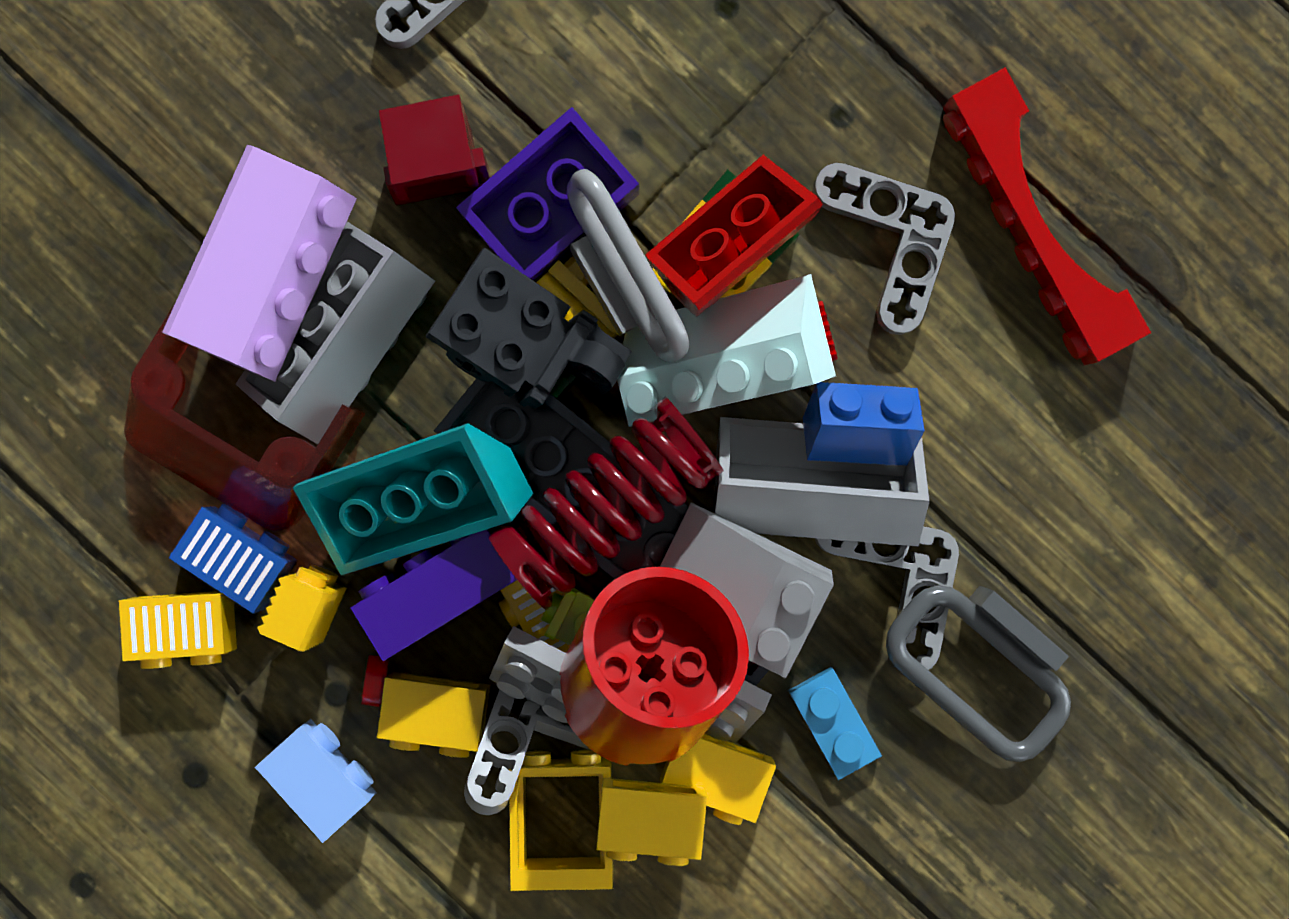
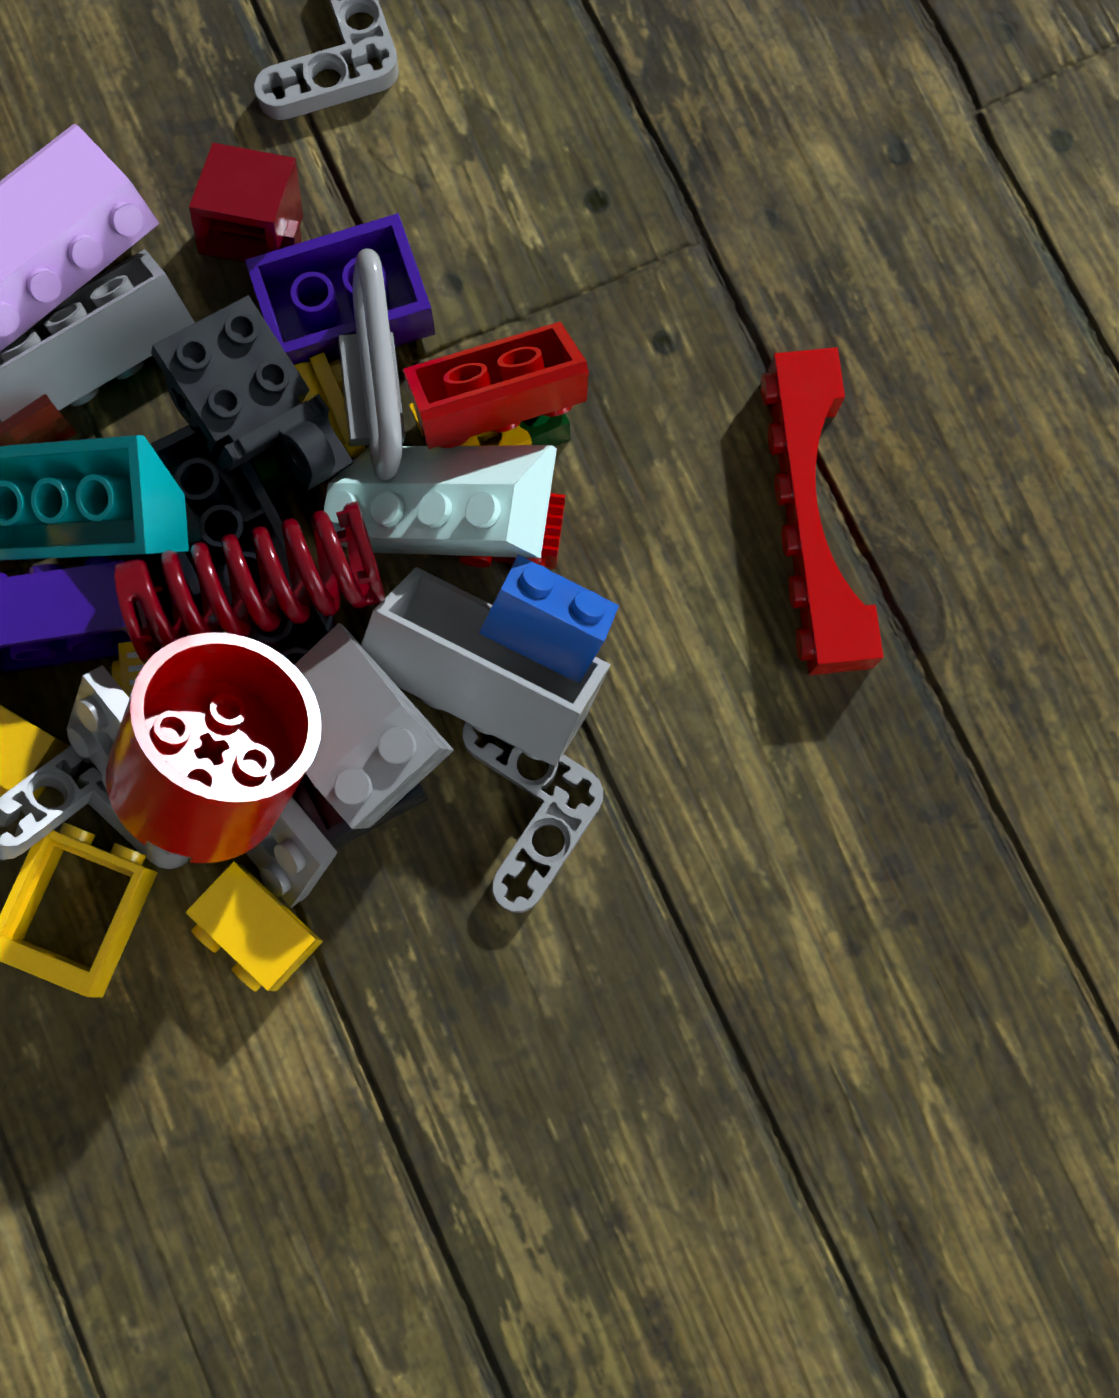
camera: 20 degrees right, 10 degrees down
(651, 821) = (155, 934): yellow brick -> none
(835, 723) = (401, 930): dark azure plate -> none
(912, 235) = (685, 477): light grey beam -> none
(1013, 638) = (619, 911): dark grey bar -> none

